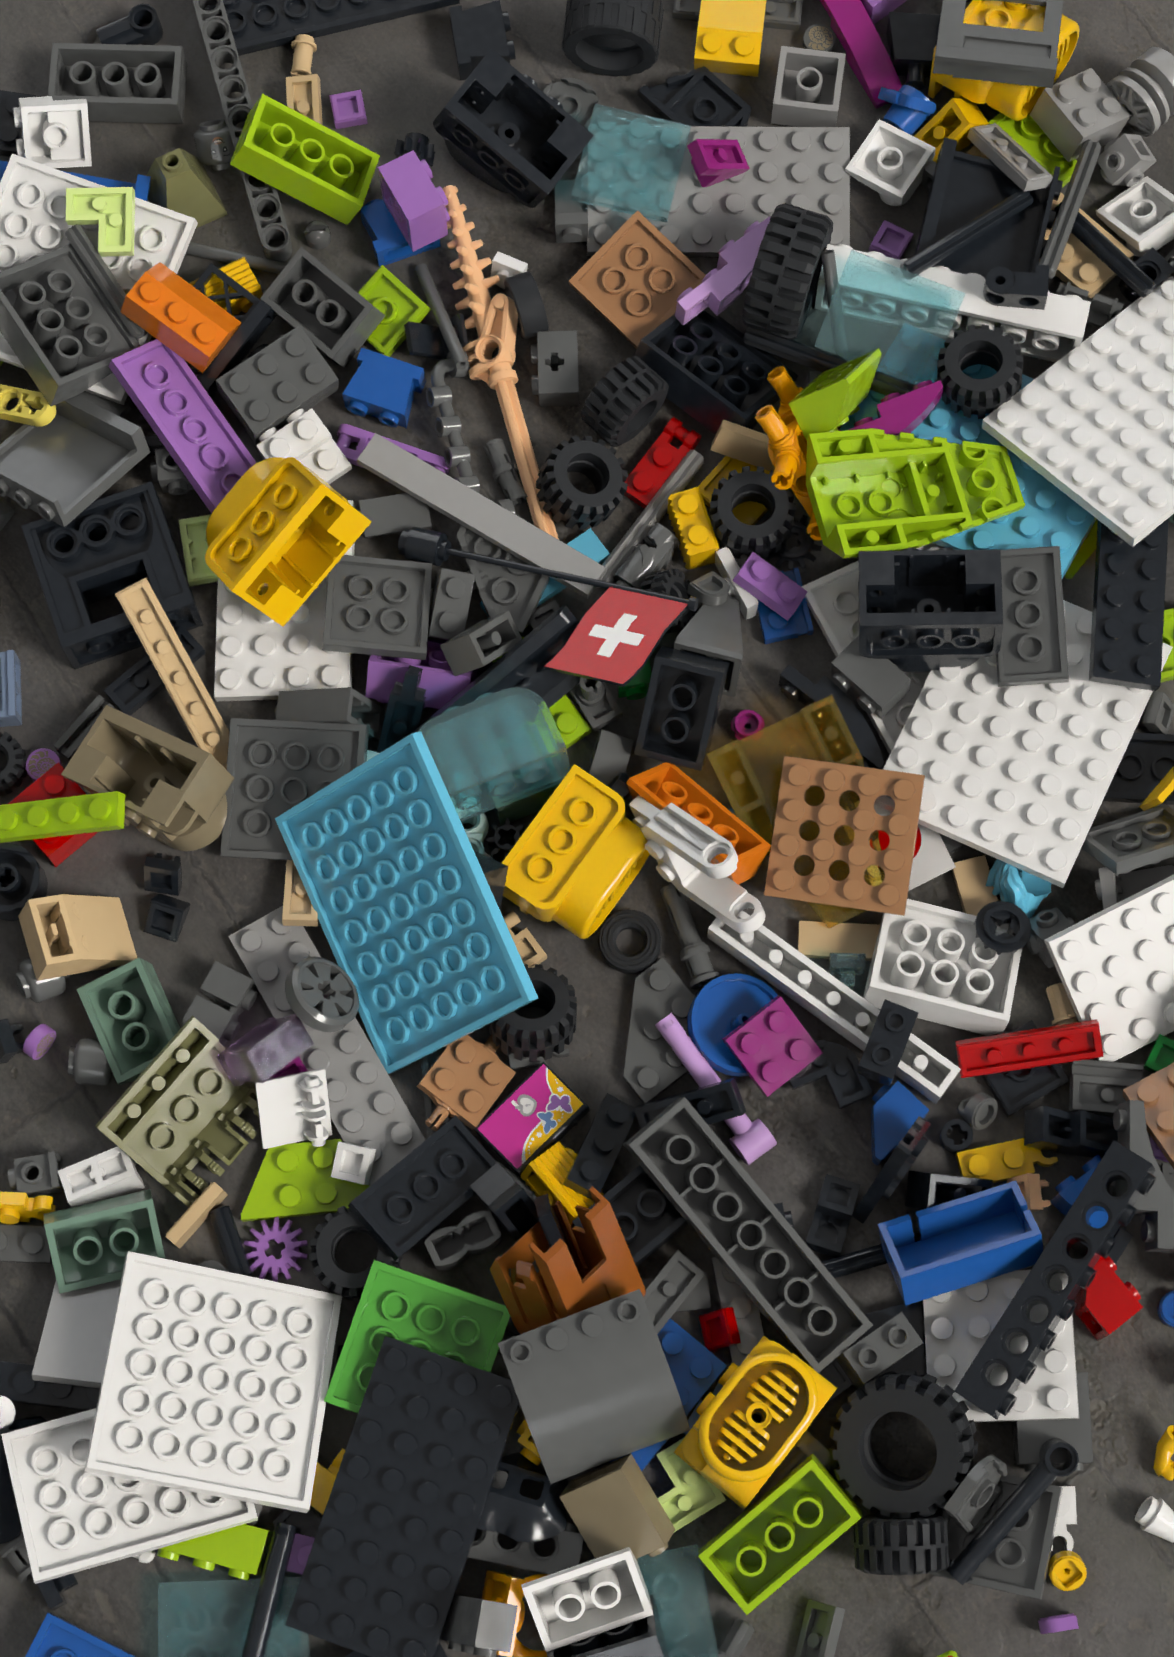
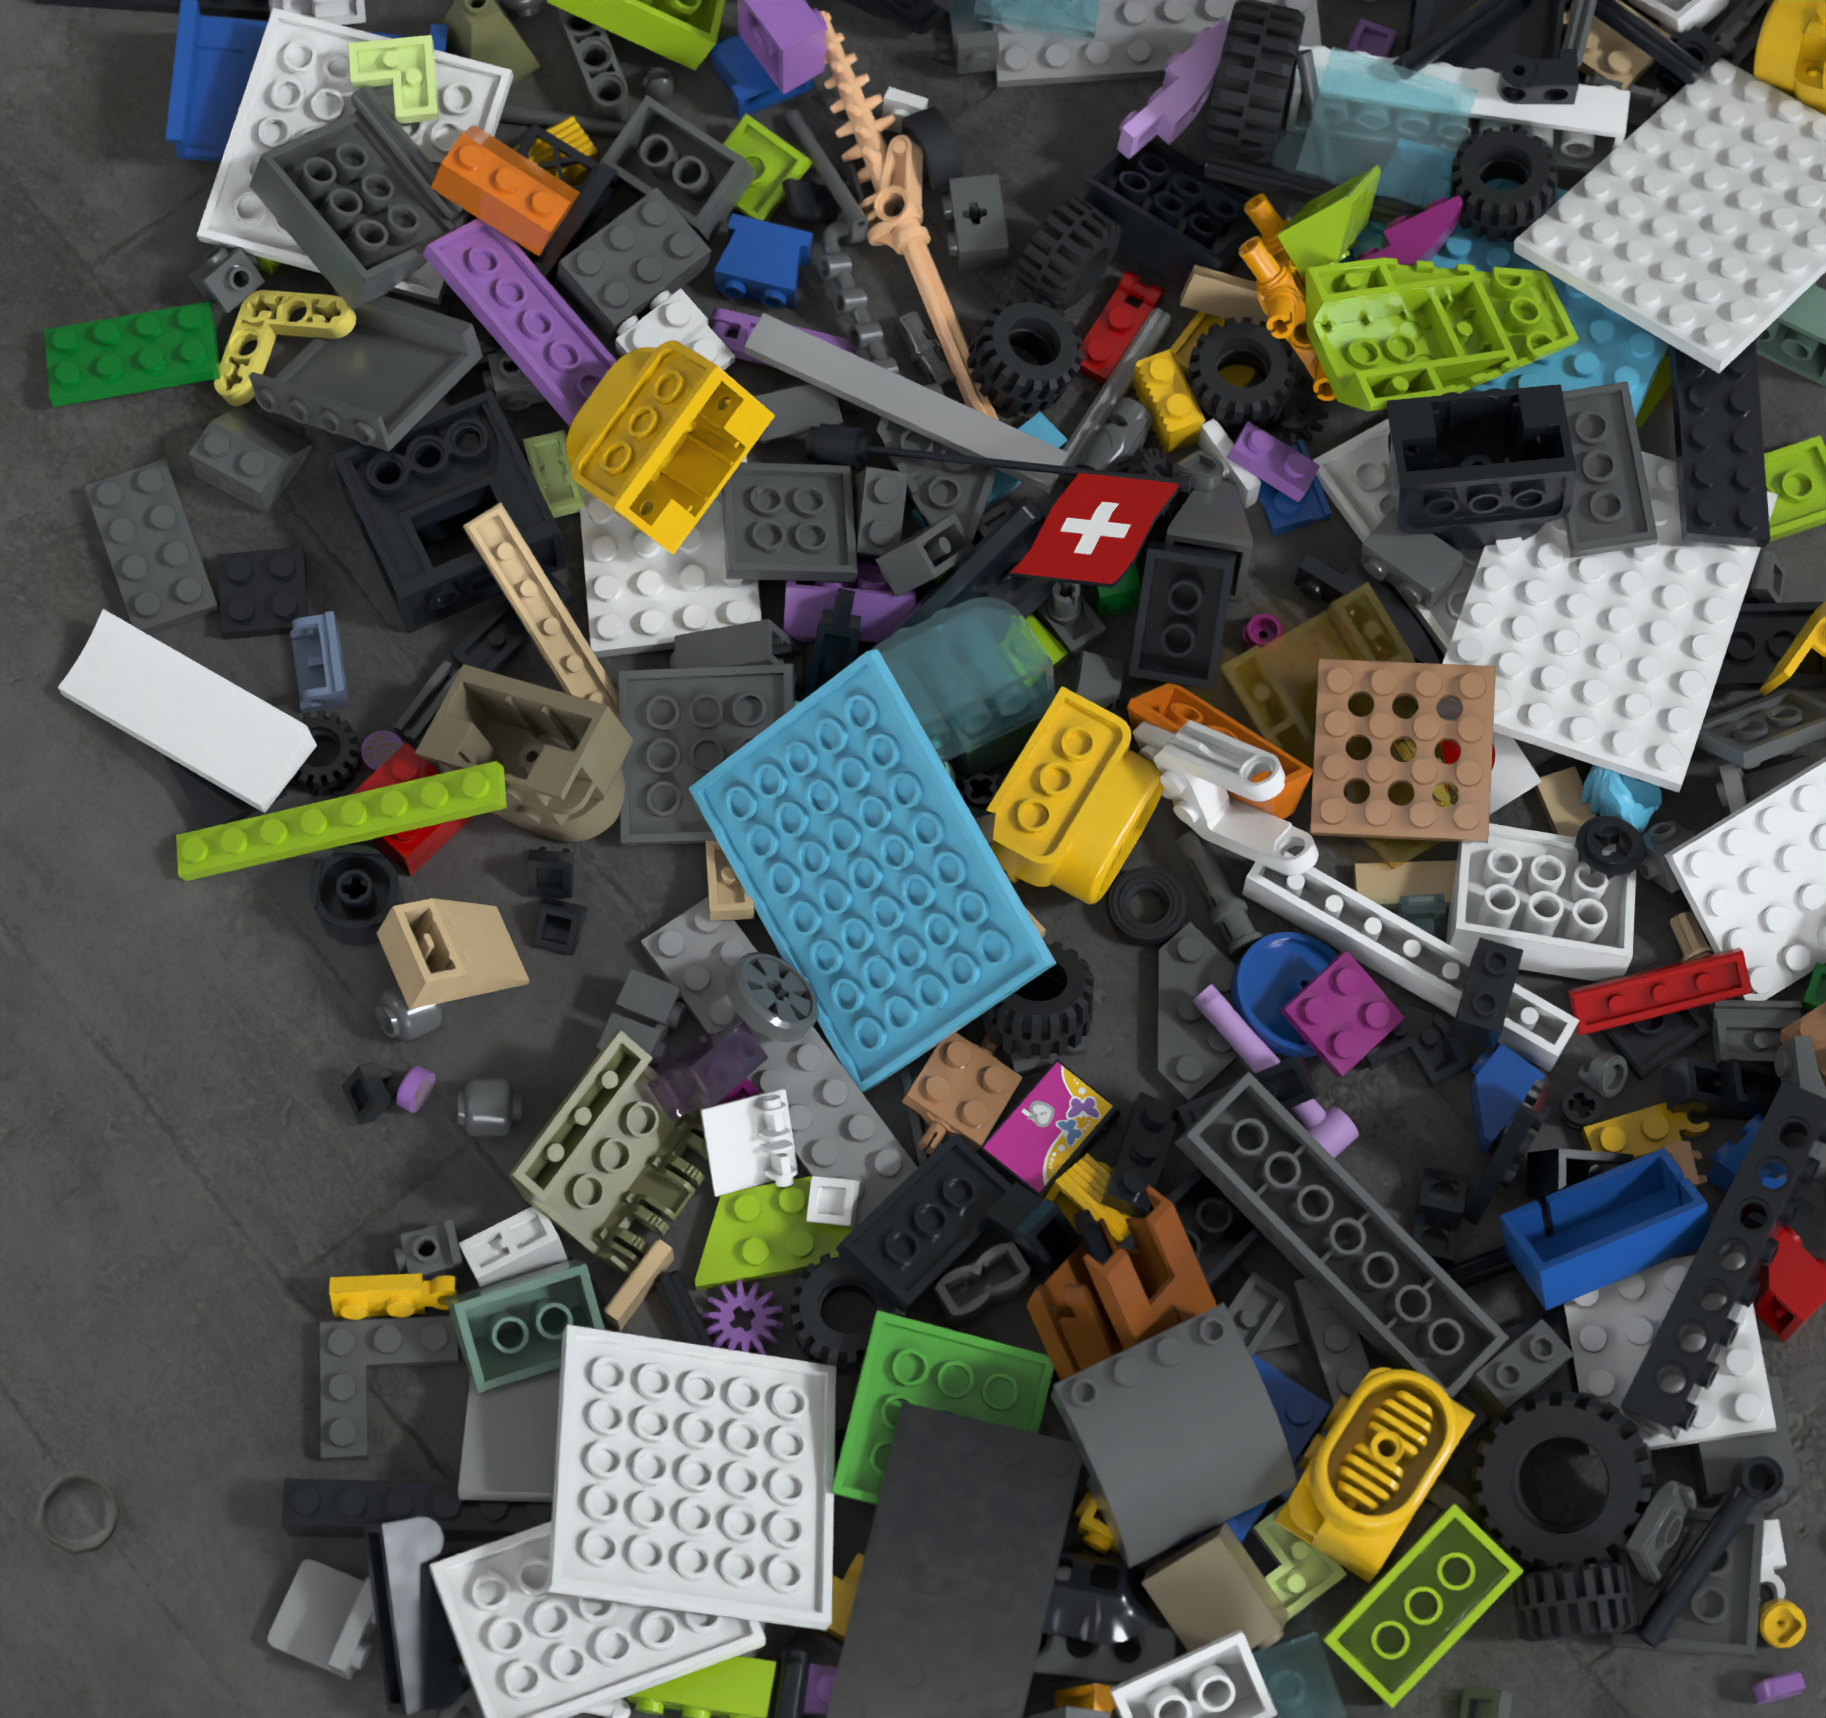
camera: 10 degrees left, 5 degrees down
(129, 1017) = (529, 1047): sand green slope -> none
(636, 279) = (1064, 108): medium nougat plate -> none
(719, 1329) = (1315, 1365): red tile -> none

